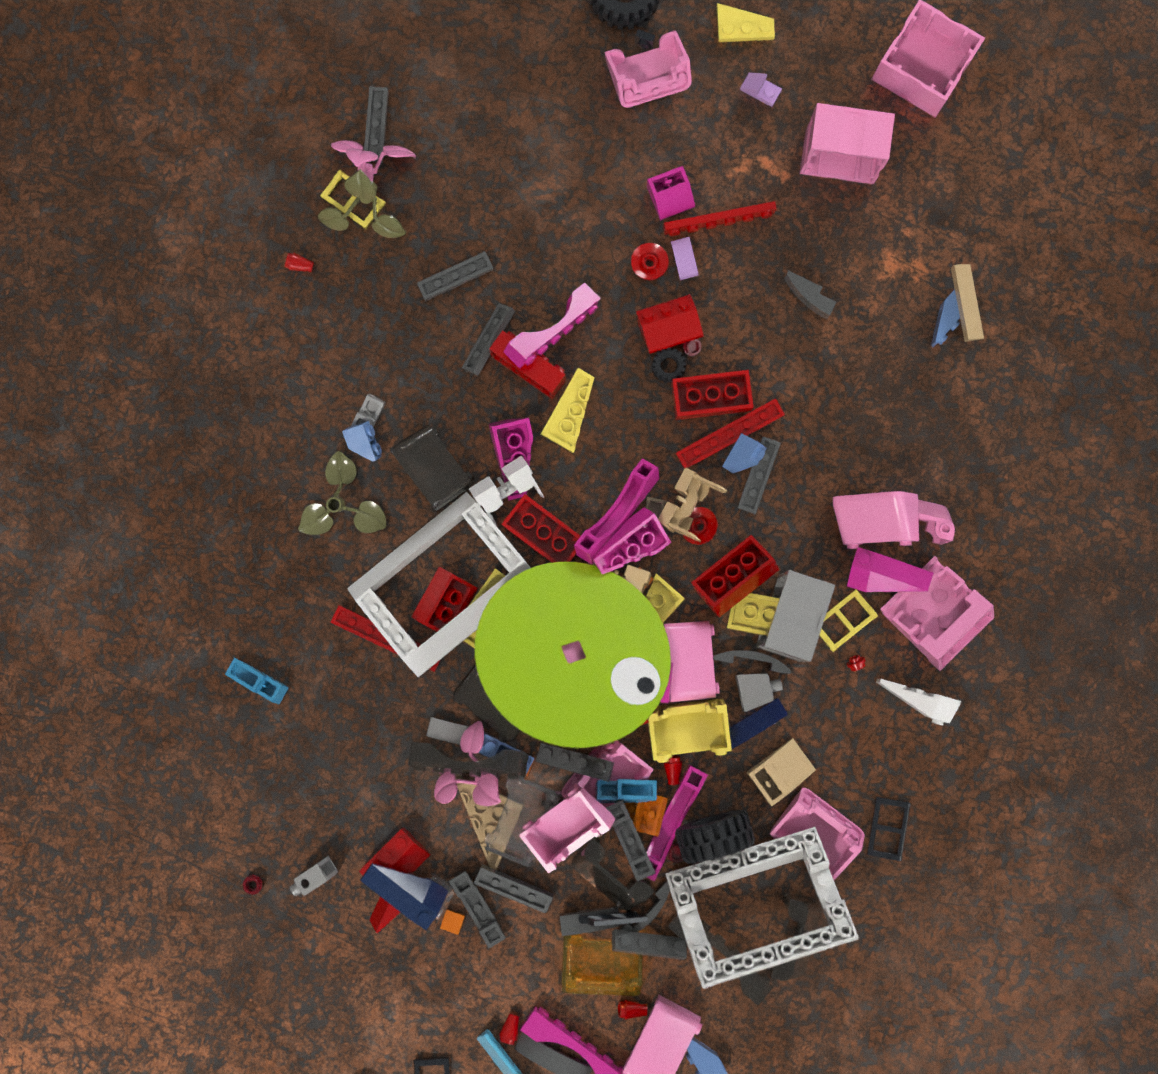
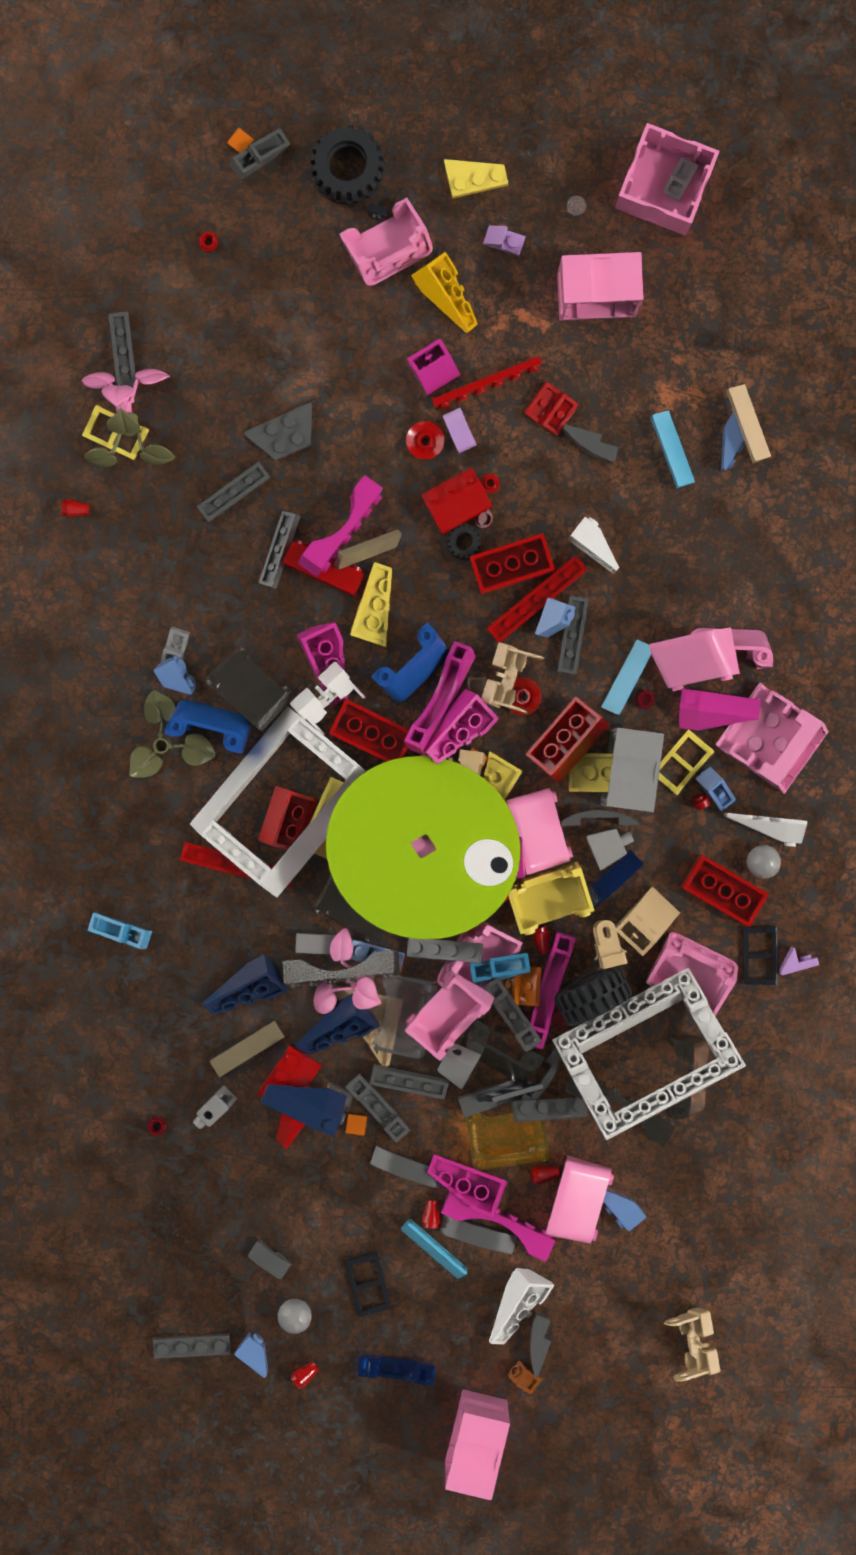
camera: 15 degrees left, 5 degrees up
(338, 1046) = (269, 1260): none -> dark grey slope
(358, 823) = (247, 1048): none -> dark tan tile
(376, 758) = (253, 982): none -> dark blue wedge
(410, 500) = (231, 723): none -> blue windscreen
(453, 818) = (337, 1026): none -> dark blue wedge
(478, 33) = (205, 236): none -> red plate
(496, 977) = (403, 1167): none -> dark grey slope
(515, 230) = (285, 433): none -> dark grey wing
(556, 1008) = (473, 1187): none -> dark pink wedge
(566, 880) = (458, 1064): none -> light grey torso
(574, 353) = (367, 549): none -> dark tan tile
(599, 480) = (417, 670): none -> blue windscreen
(691, 117) = (439, 283): none -> yellow wedge
(705, 320) = (495, 479): none -> red plate
(739, 791) = (608, 948): none -> tan piece
(776, 254) = (551, 408): none -> red slope
(794, 388) = (592, 542): none -> white slope
(804, 527) = (627, 678): none -> medium azure slope
(818, 551) = (645, 699): none -> dark red plate
(835, 69) = (576, 205): none -> clear plate
(864, 756) = (724, 890): none -> red brick
(874, 652) = (716, 788): none -> medium blue slope
(887, 315) = (672, 449): none -> medium azure slope
(908, 734) = (763, 862): none -> light grey piece
(919, 843) = (792, 964): none -> lavender slope
(940, 62) = (680, 178): none -> light grey slope

